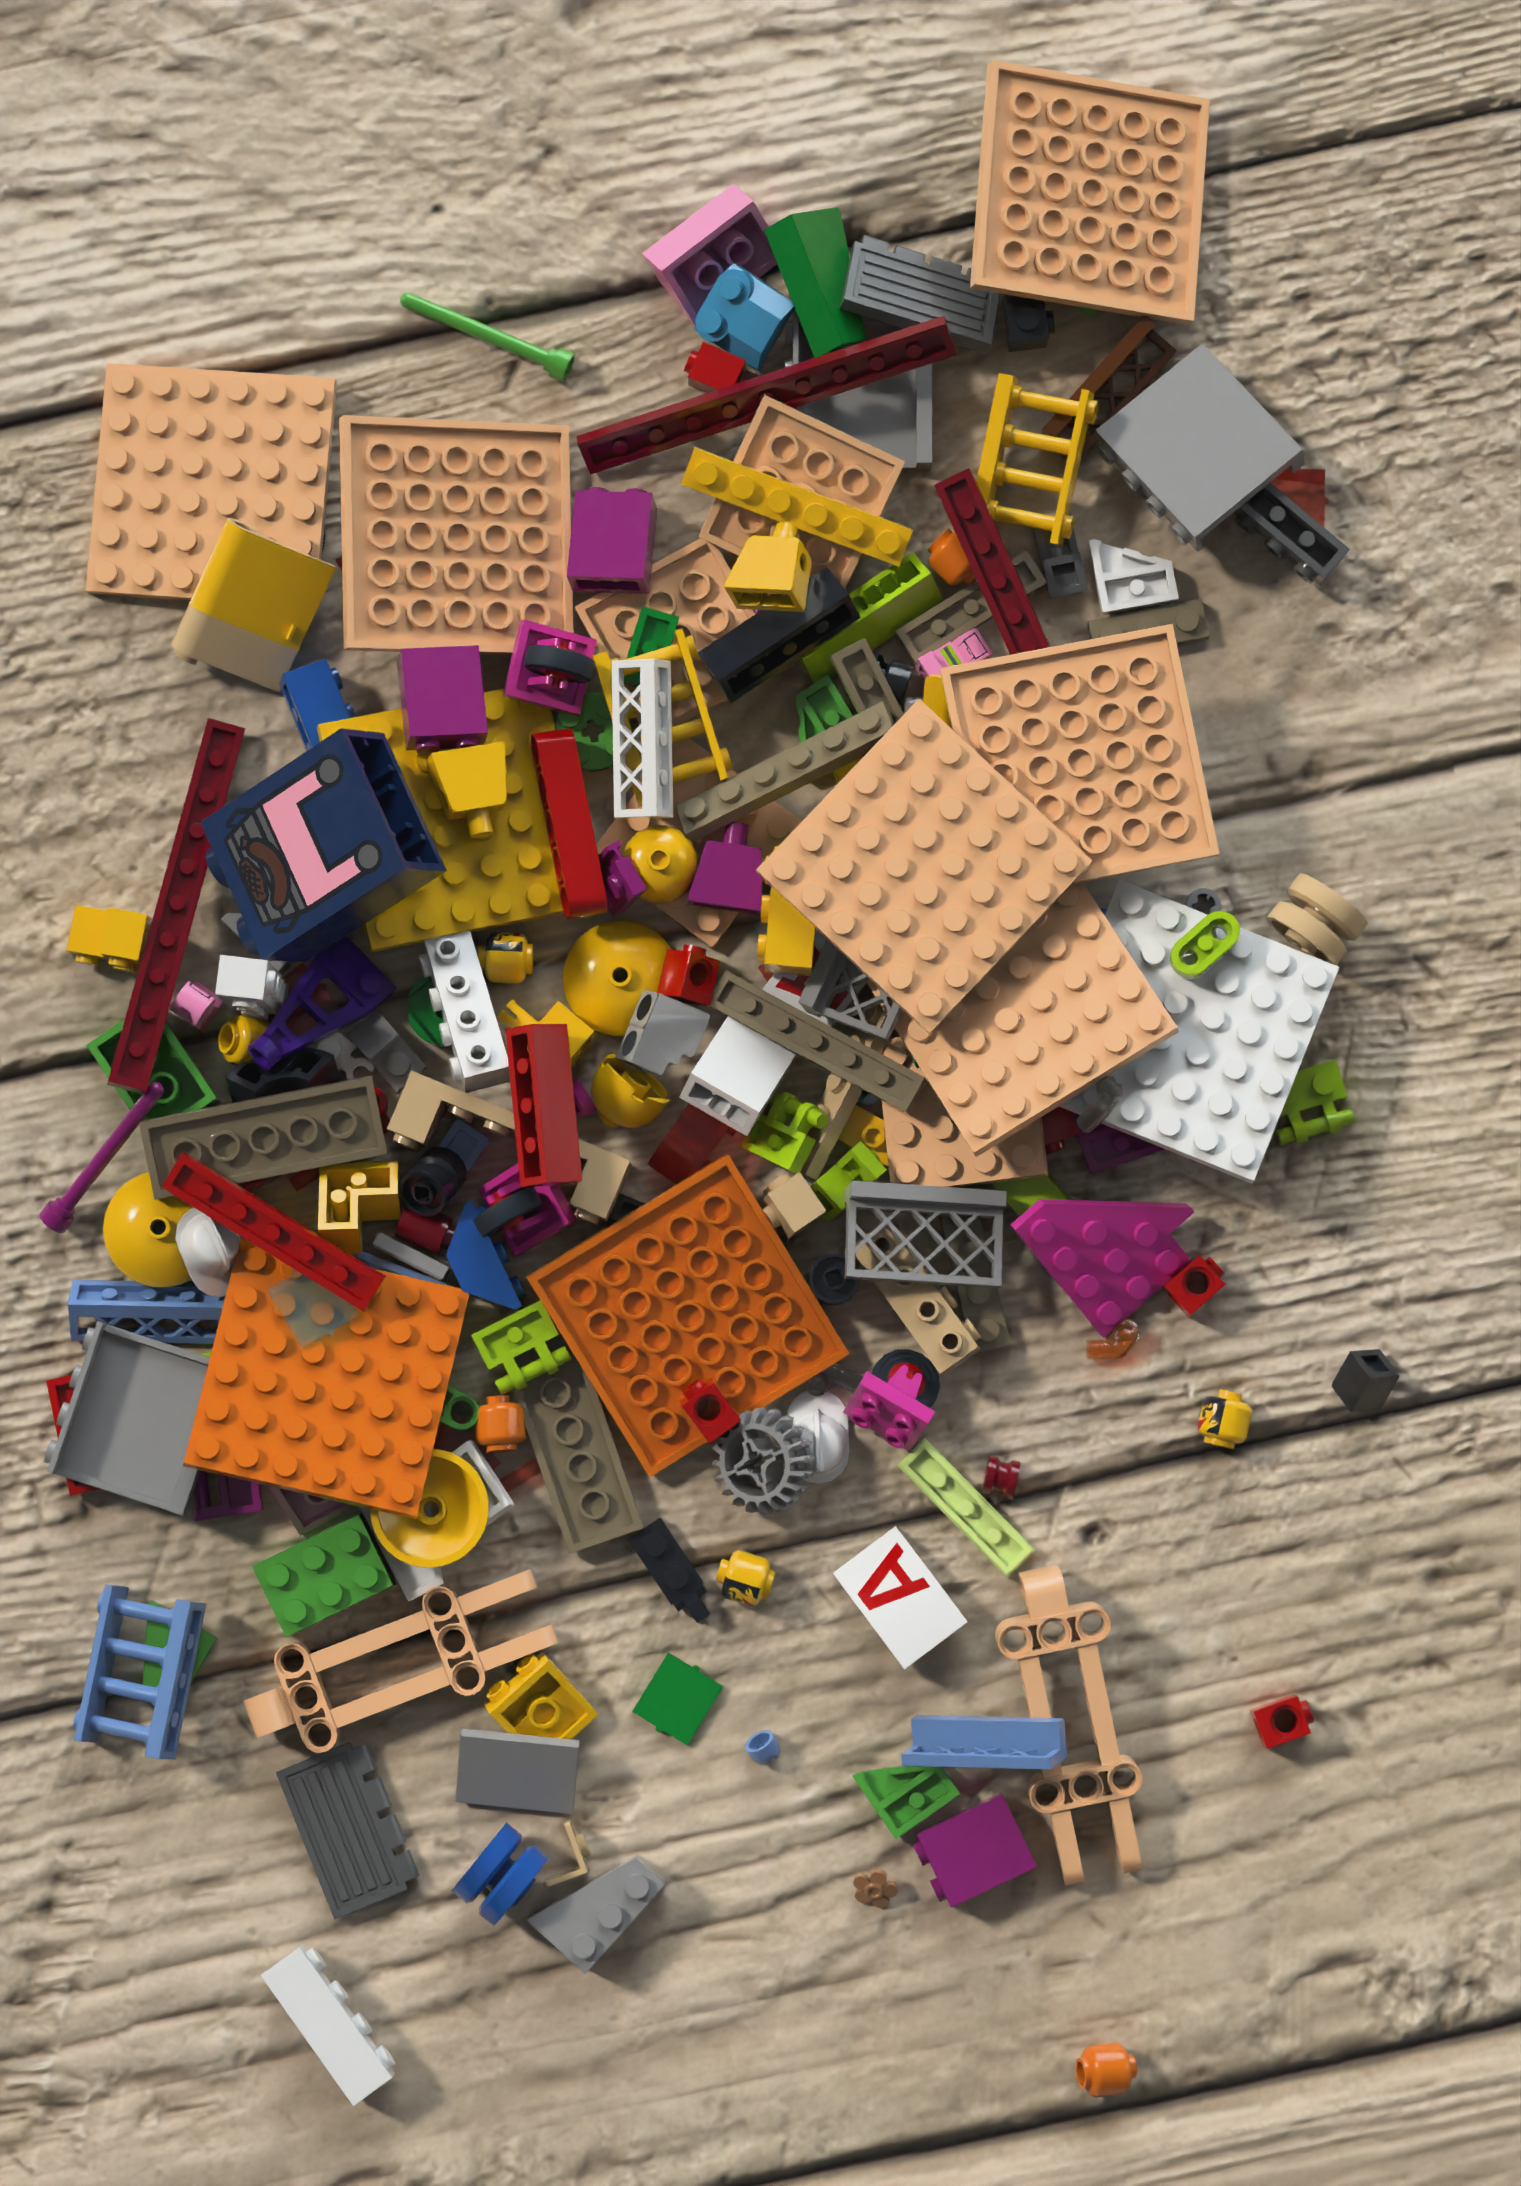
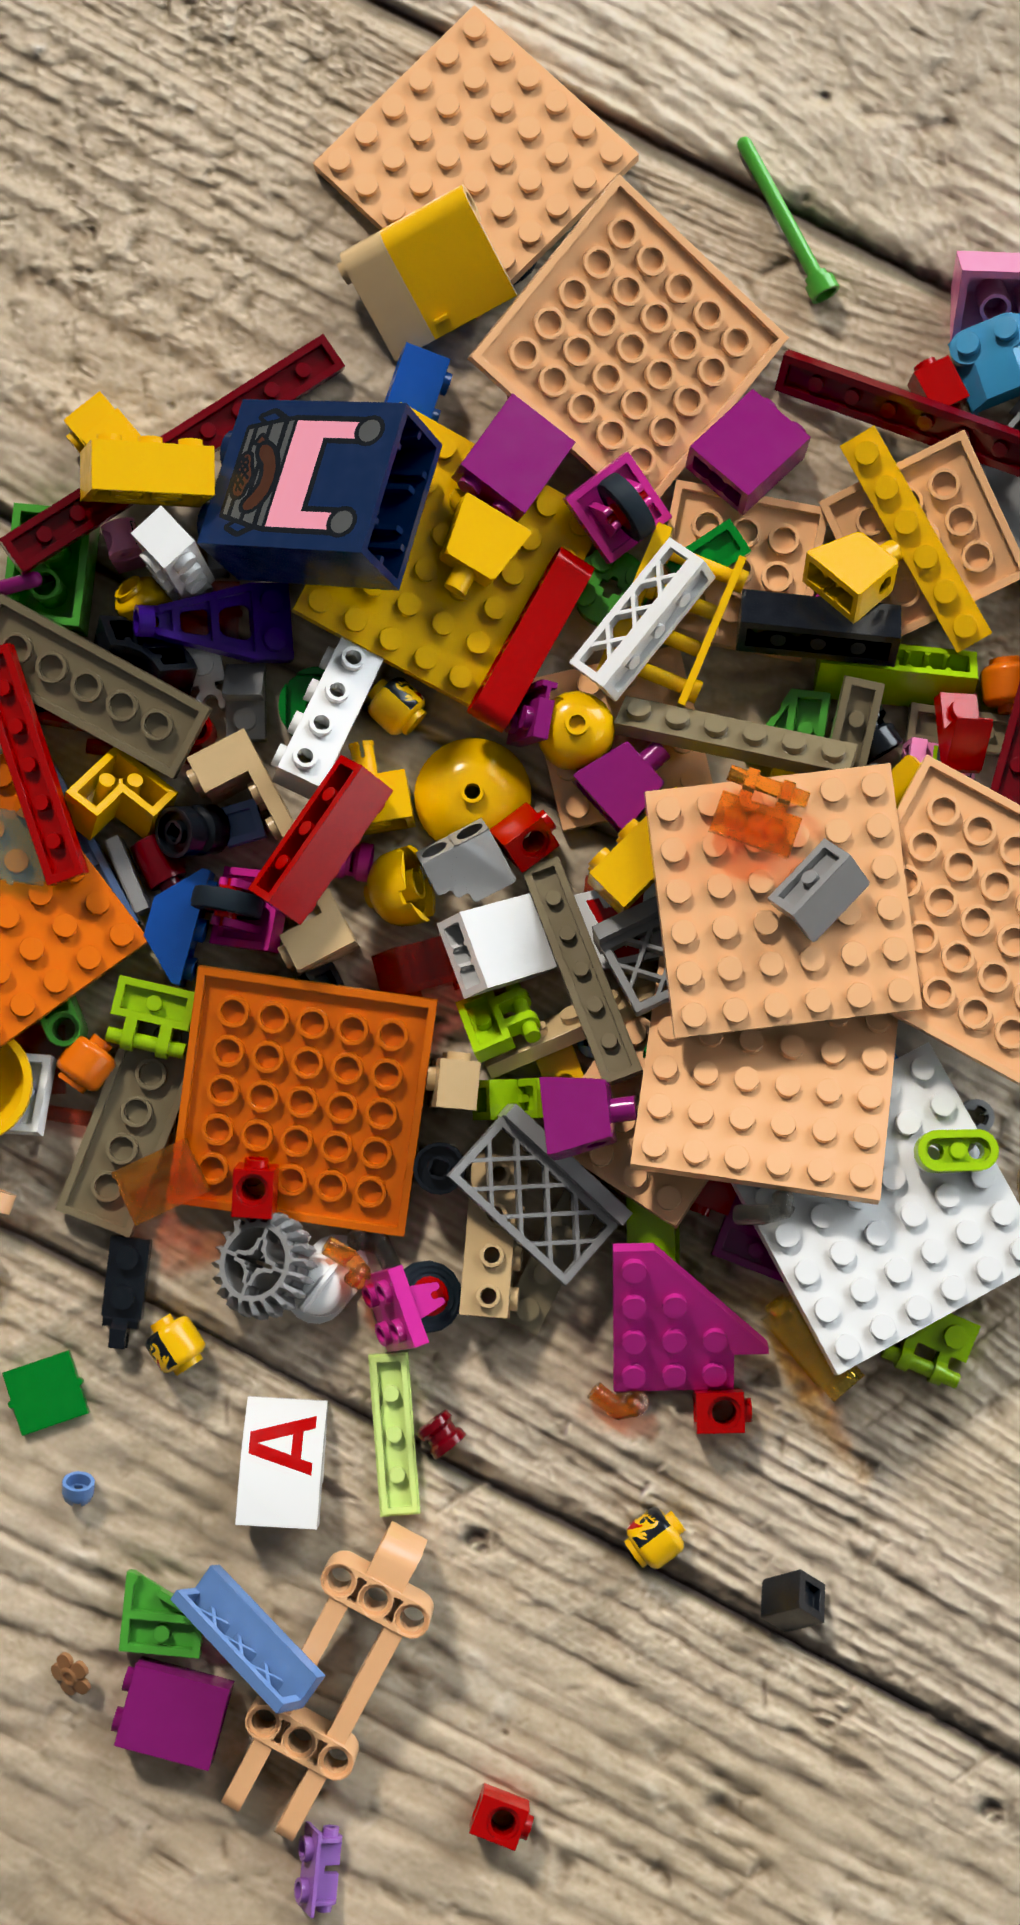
camera: 40 degrees right, 0 degrees up
(177, 937) = (147, 471): none -> yellow brick
(633, 1464) = (160, 1181): none -> clear orange plate
(823, 1404) = (350, 1259): none -> clear orange arm
(857, 826) = (756, 823): none -> clear orange plate
(907, 1147) = (581, 1114): none -> magenta torso
(945, 836) = (820, 889): none -> light grey panel
(951, 624) = (961, 732): none -> red slope
(1187, 1890) = (316, 1887): none -> medium lavender hinge
(1204, 1182) = (795, 1336): none -> clear yellow window

